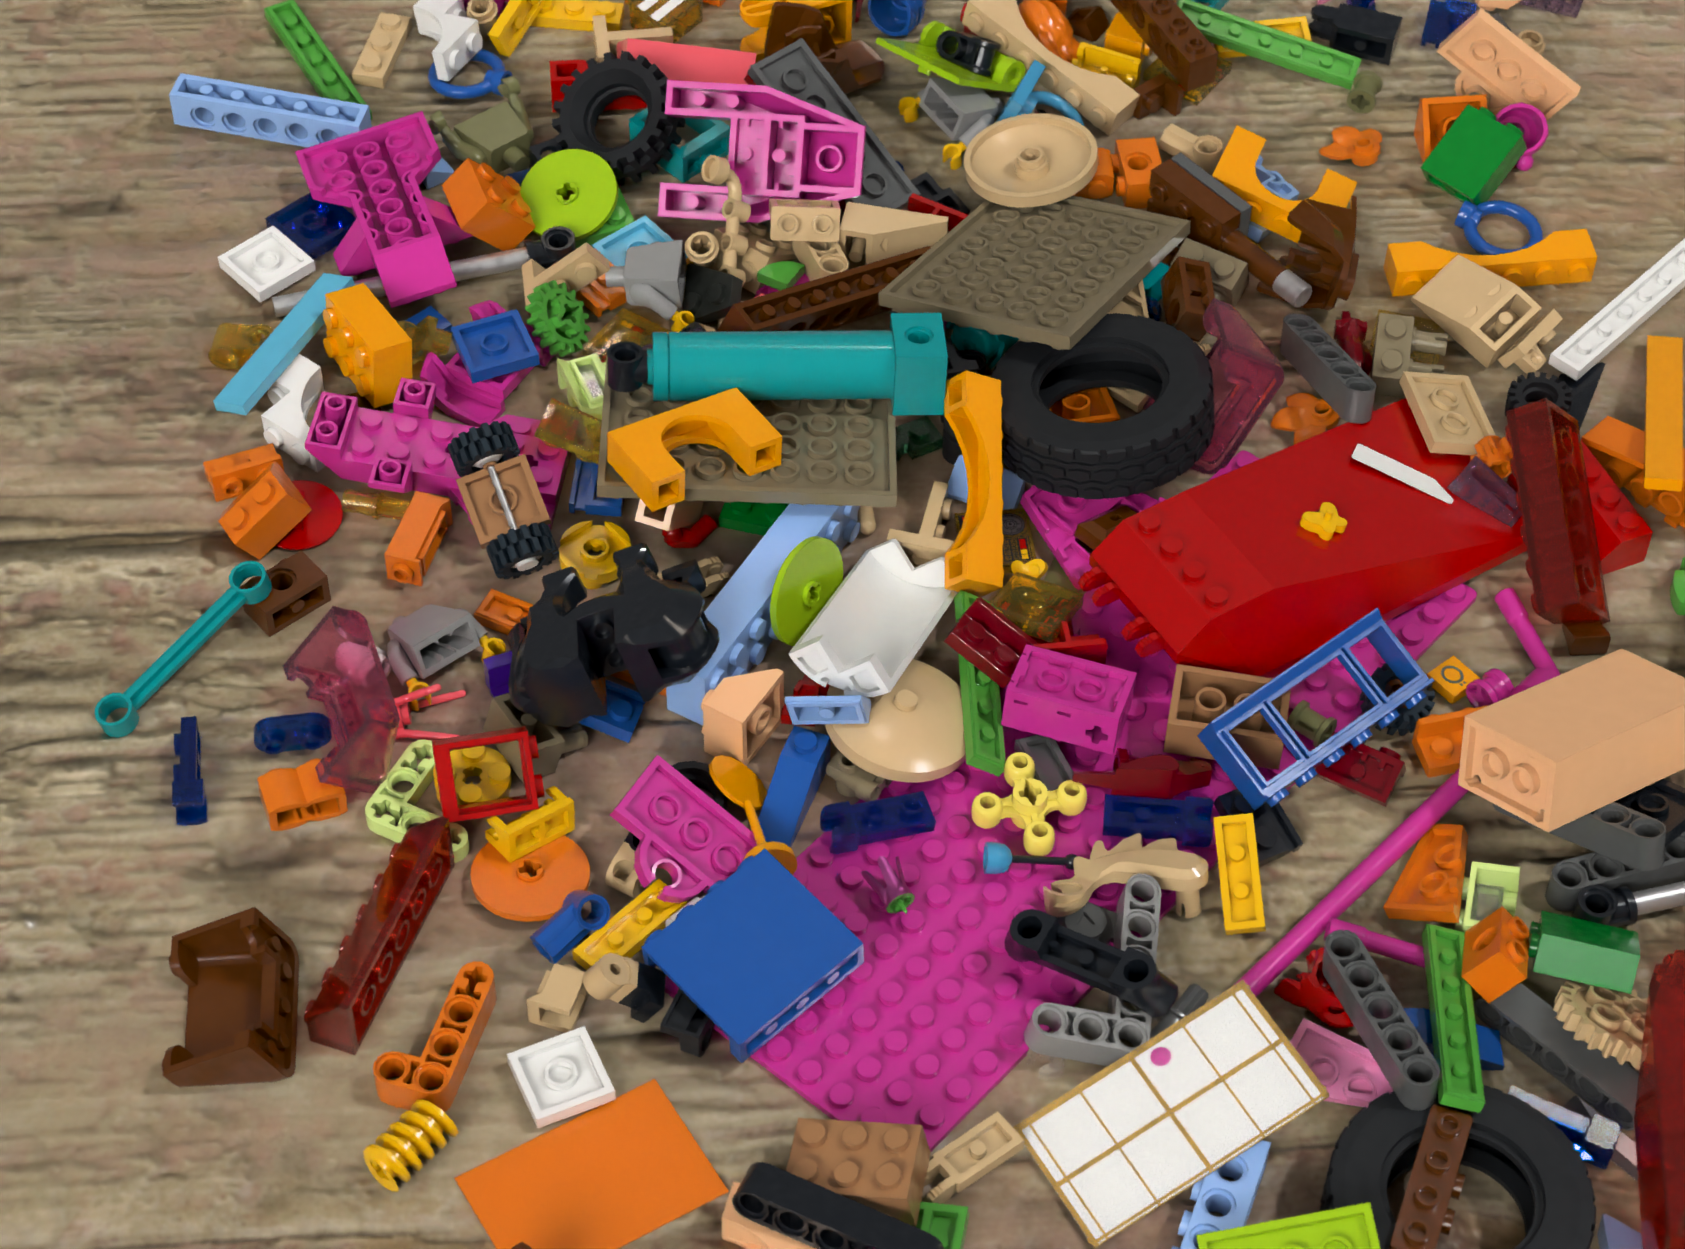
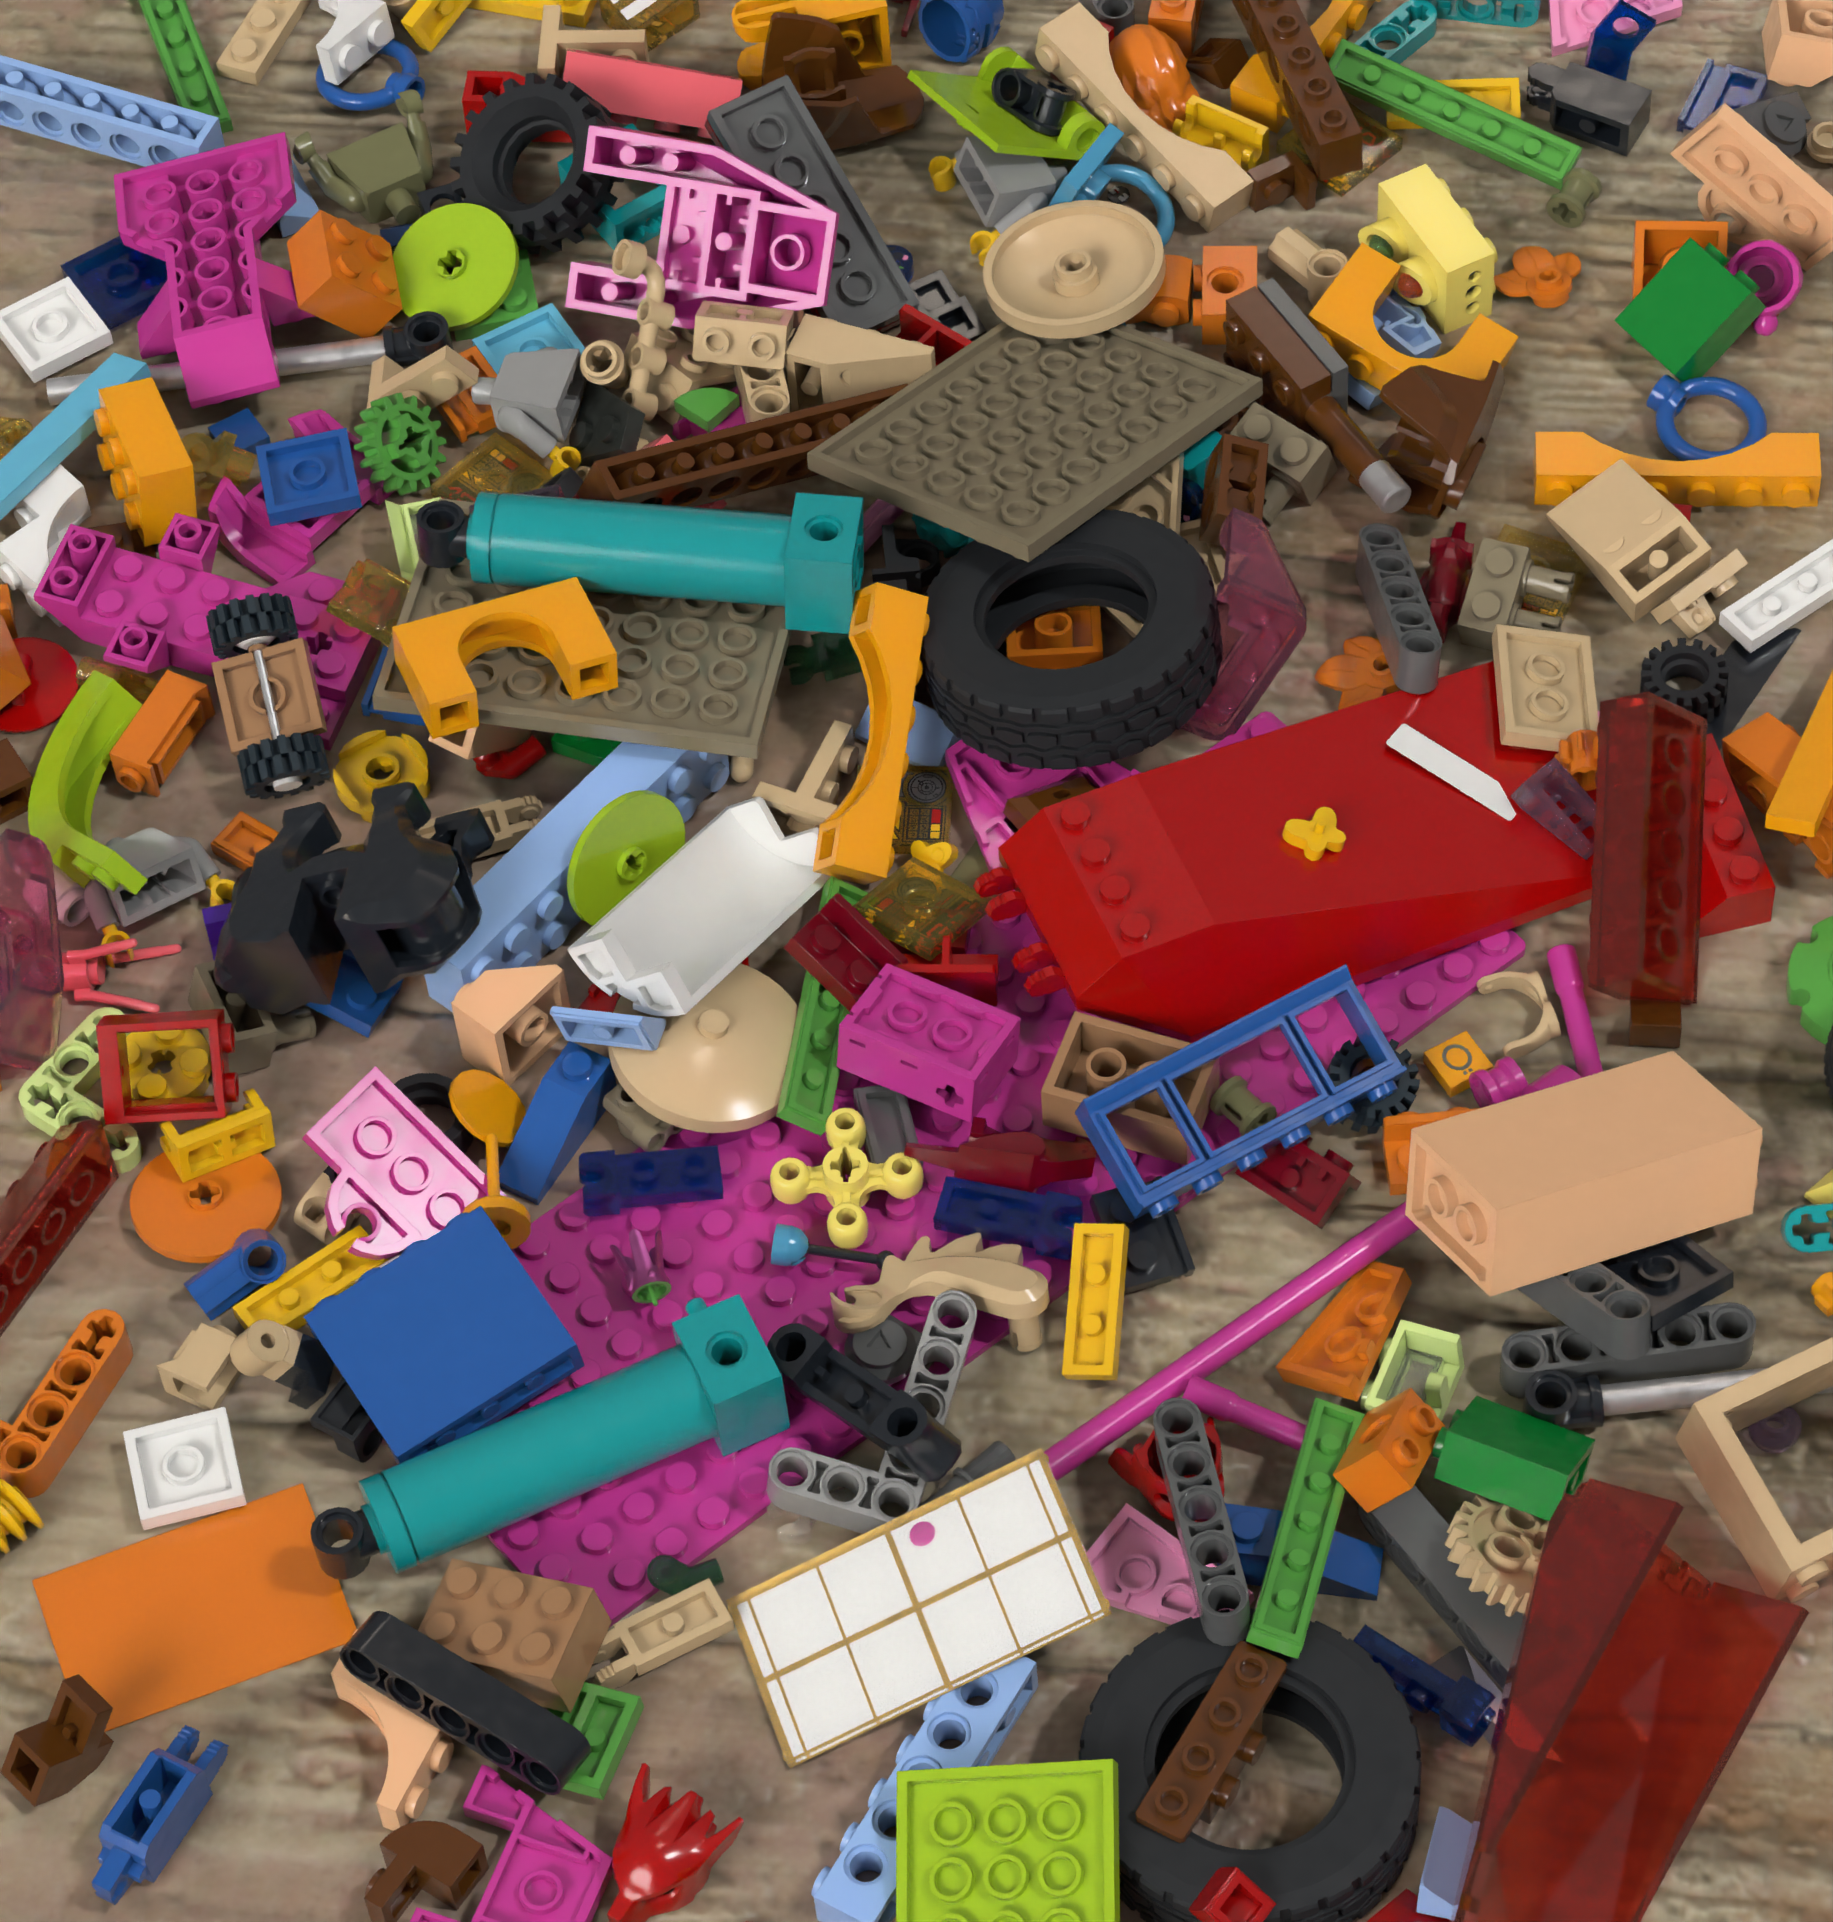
camera: 15 degrees right, 5 degrees up
(355, 575) = (69, 779): none -> lime arch
(970, 1114) = (675, 1576): none -> clear green arm
(972, 963) = (703, 1388): none -> teal piece
(1294, 130) = (1439, 249): none -> light yellow piece
(1492, 621) = (1532, 986): none -> tan cap

